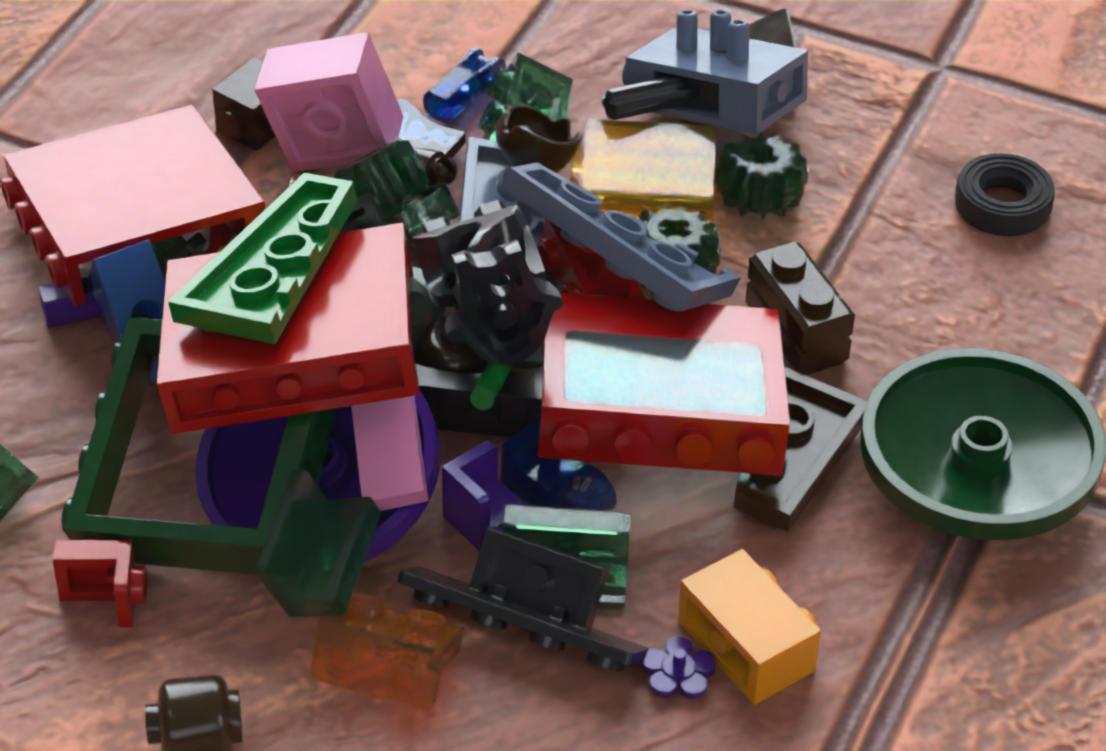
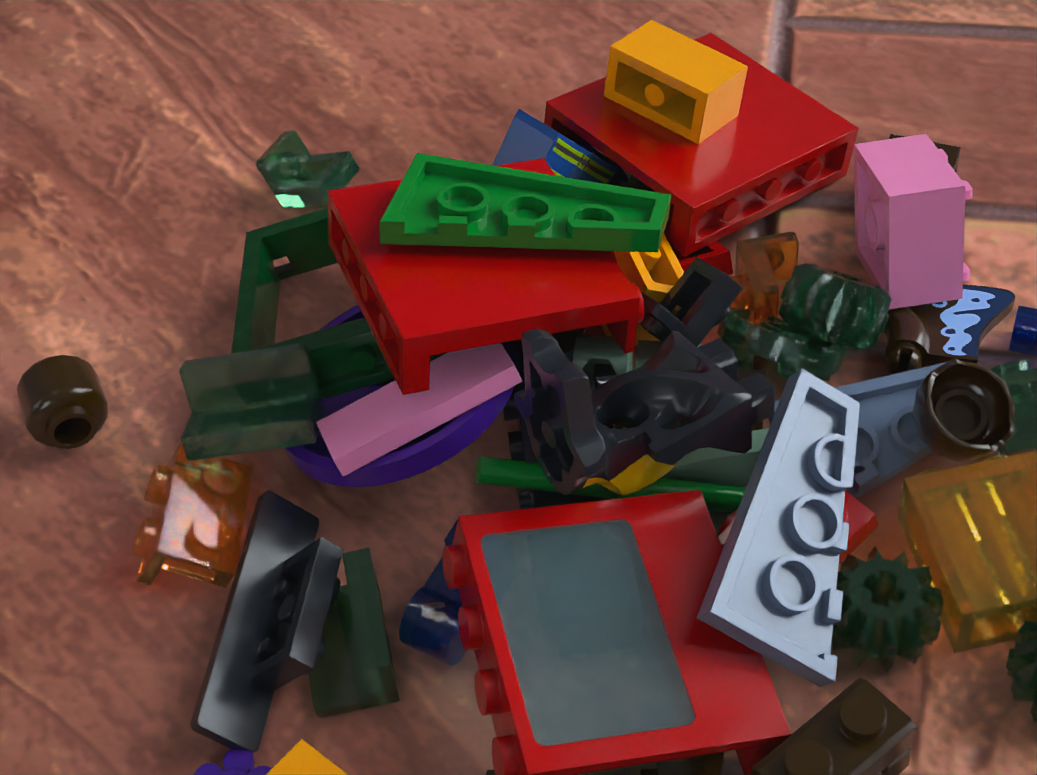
camera: 80 degrees right, 5 degrees up
(100, 573) = (214, 301): red bracket -> none
(104, 167) = (675, 81): none -> light orange brick
(473, 493) = (404, 532): dark purple panel -> none

